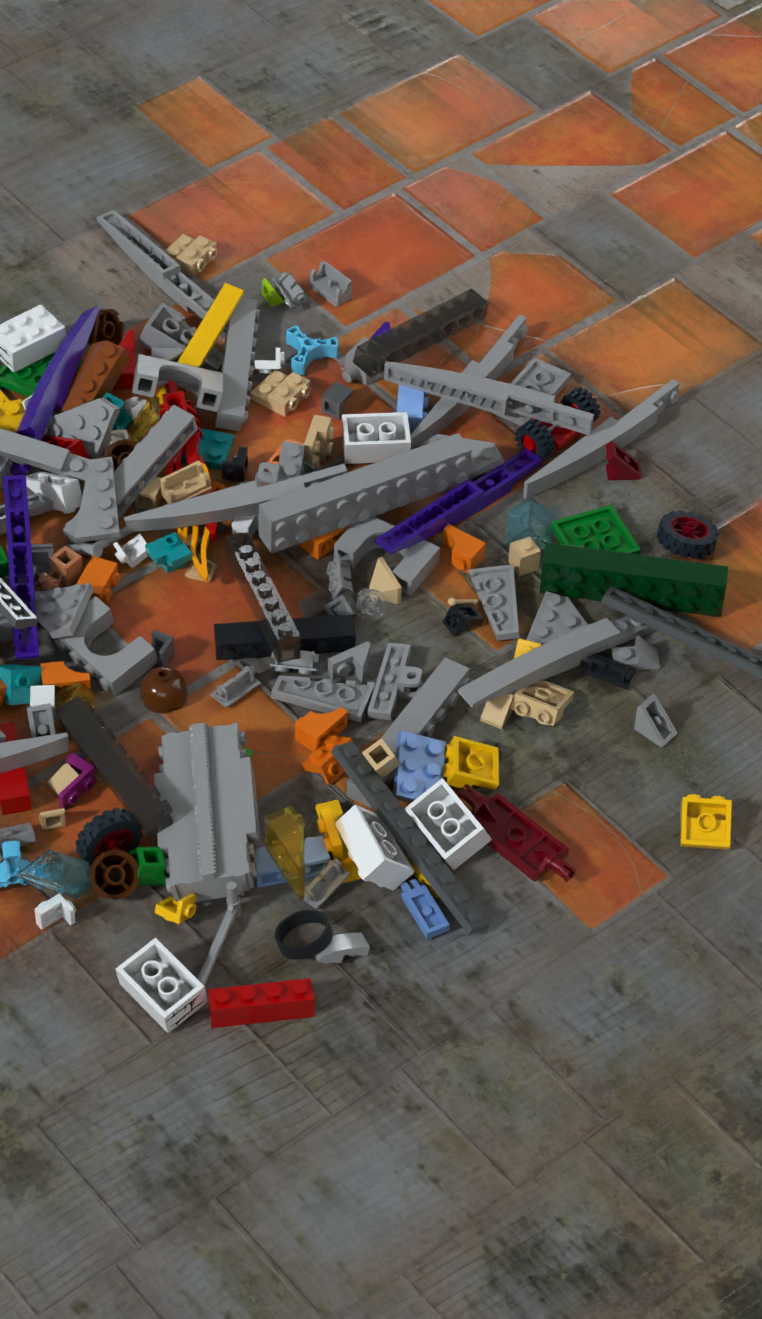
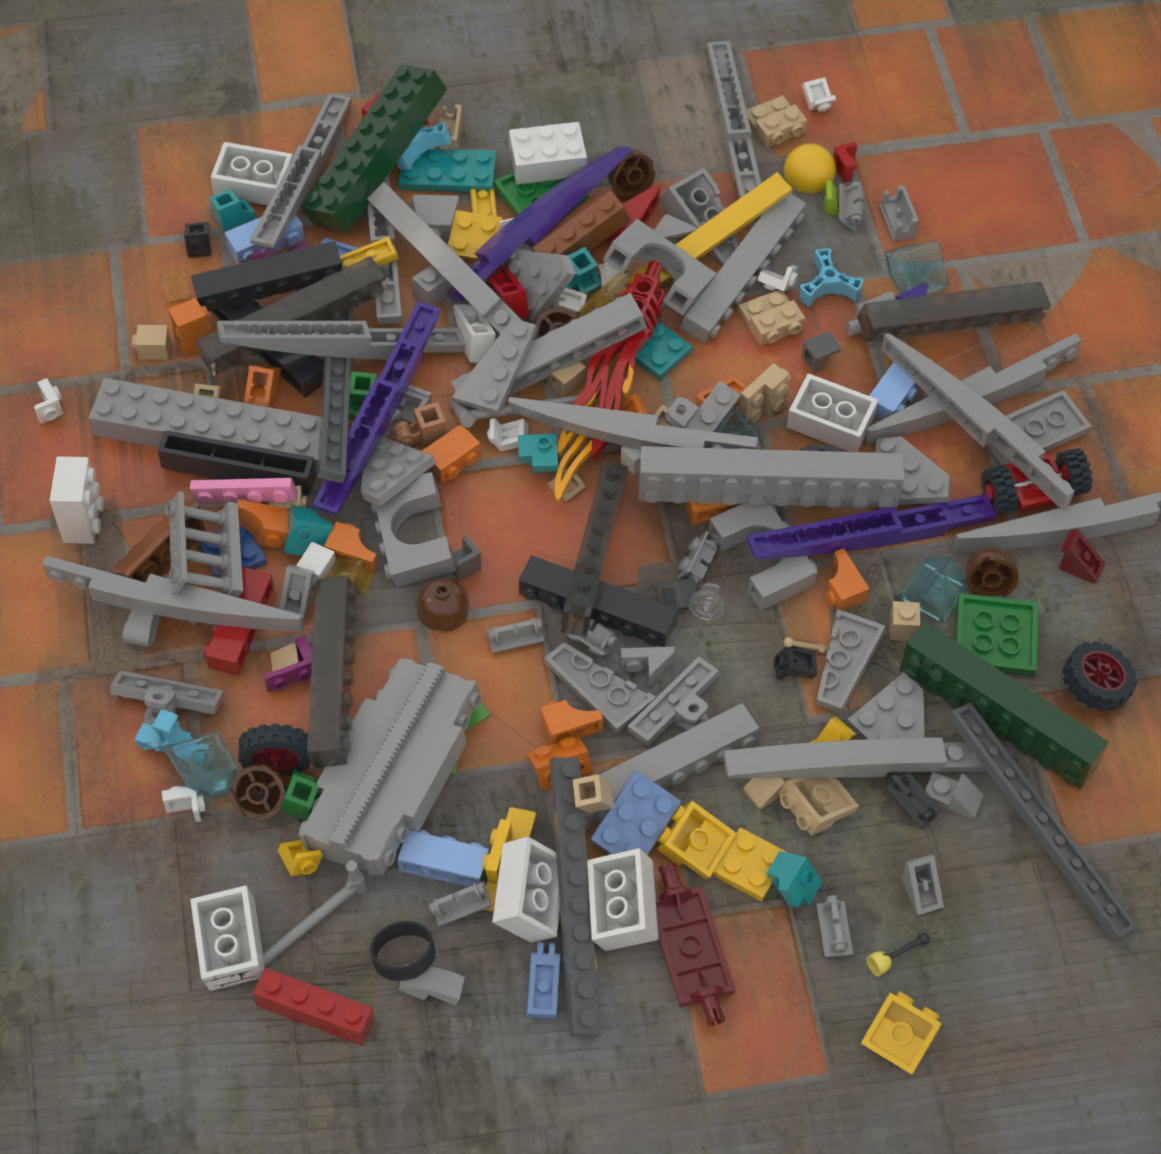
camera: 30 degrees right, 10 degrees up
(52, 819) = (248, 697): tan slope -> none
(185, 483) = (594, 386): tan hinge -> none
(211, 223) = (818, 95): none -> white bracket
(237, 468) = (674, 385): black bracket -> none
(241, 273) = (809, 168): none -> yellow piece
(263, 263) = (845, 160): none -> red bracket
(286, 846) = (437, 851): clear yellow slope -> none
(368, 314) = (917, 265): none -> clear light blue slope
(385, 582) = (736, 585): tan slope -> none
(522, 765) = (747, 863): none -> yellow plate
(561, 756) = (794, 878): none -> teal brick
(566, 497) = (991, 572): none -> reddish brown cylinder
(610, 779) = (834, 928): none -> light grey hinge
(656, 784) = (880, 962): none -> light yellow hinge

